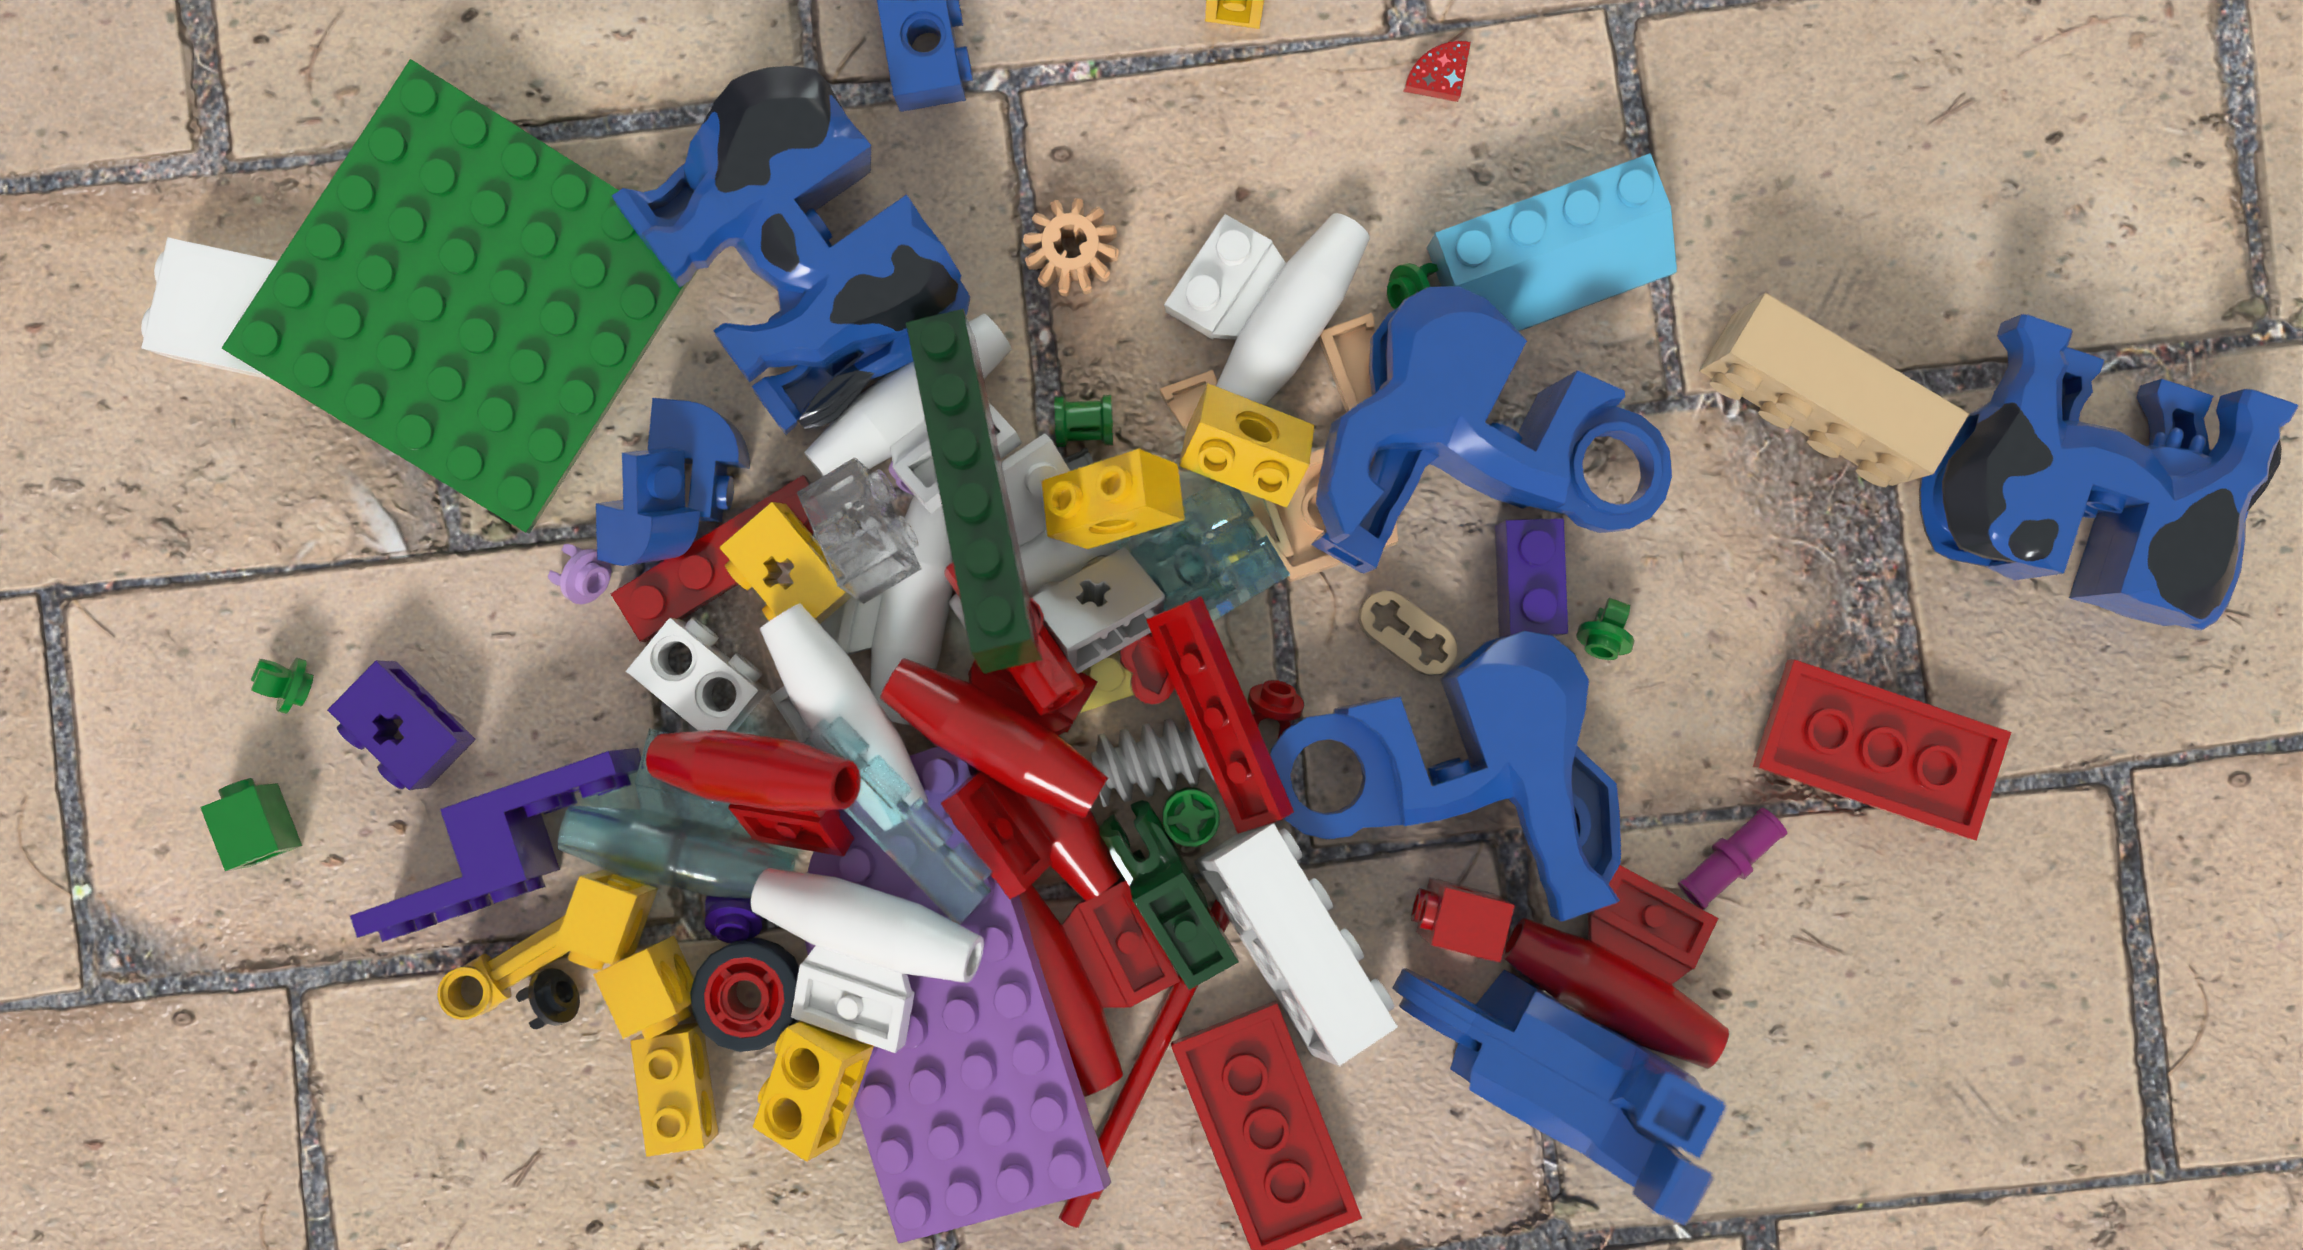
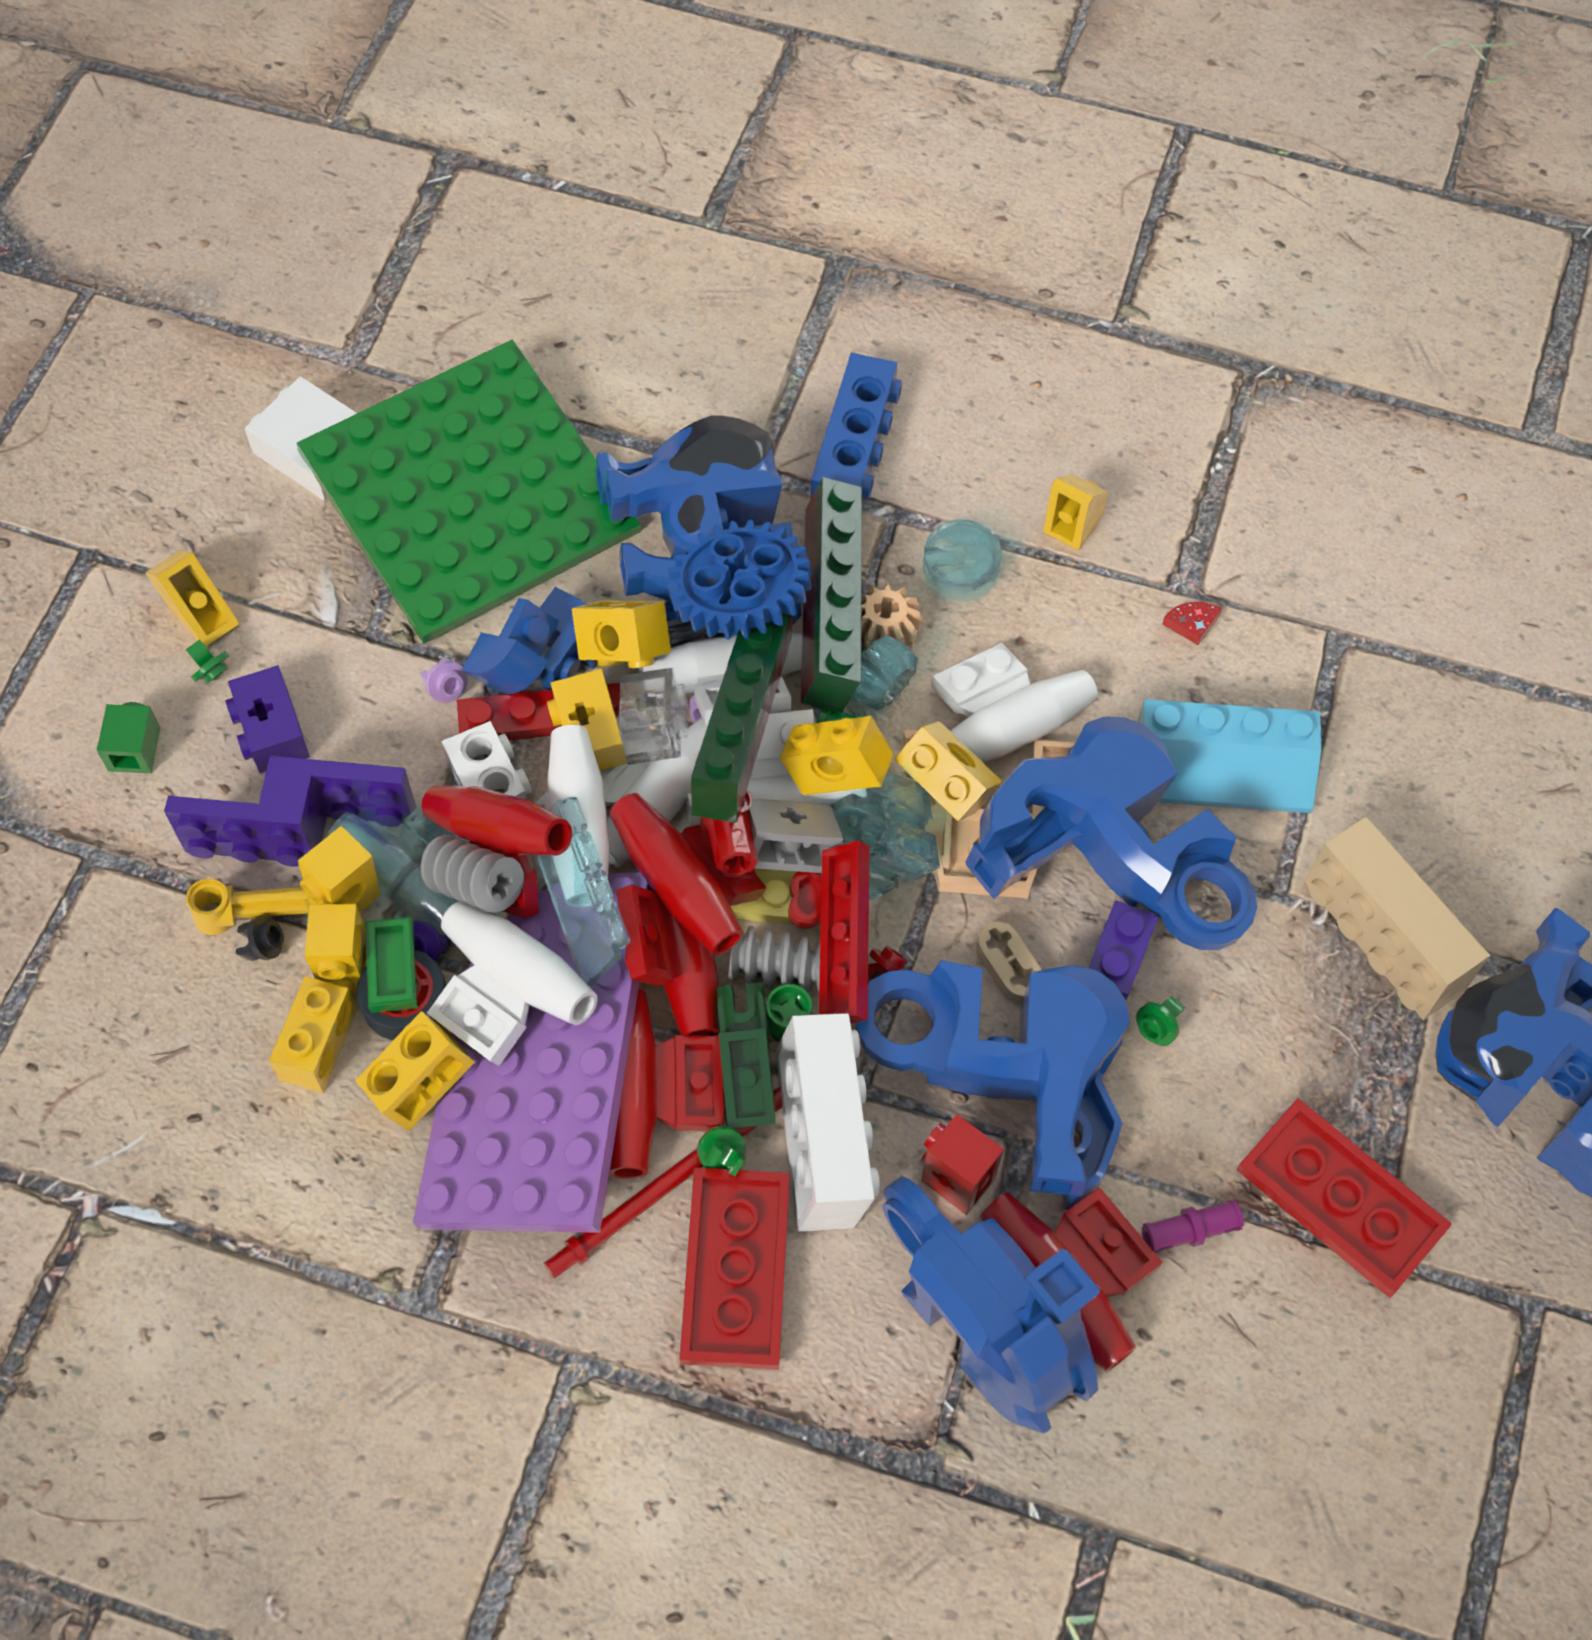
camera: 20 degrees right, 25 degrees down
(213, 605) = (192, 597): none -> yellow slope
(720, 979) = (391, 964): none -> green tile
(756, 845) = (471, 874): none -> light grey piece
(770, 439) = (621, 632): none -> yellow brick
(939, 320) = (739, 579): none -> blue gear
(996, 254) = (834, 603): none -> brick
(1103, 331) = (884, 672): none -> clear light blue gear
(1126, 117) = (961, 560): none -> clear light blue head
(1193, 1012) = (722, 1149): none -> green plate

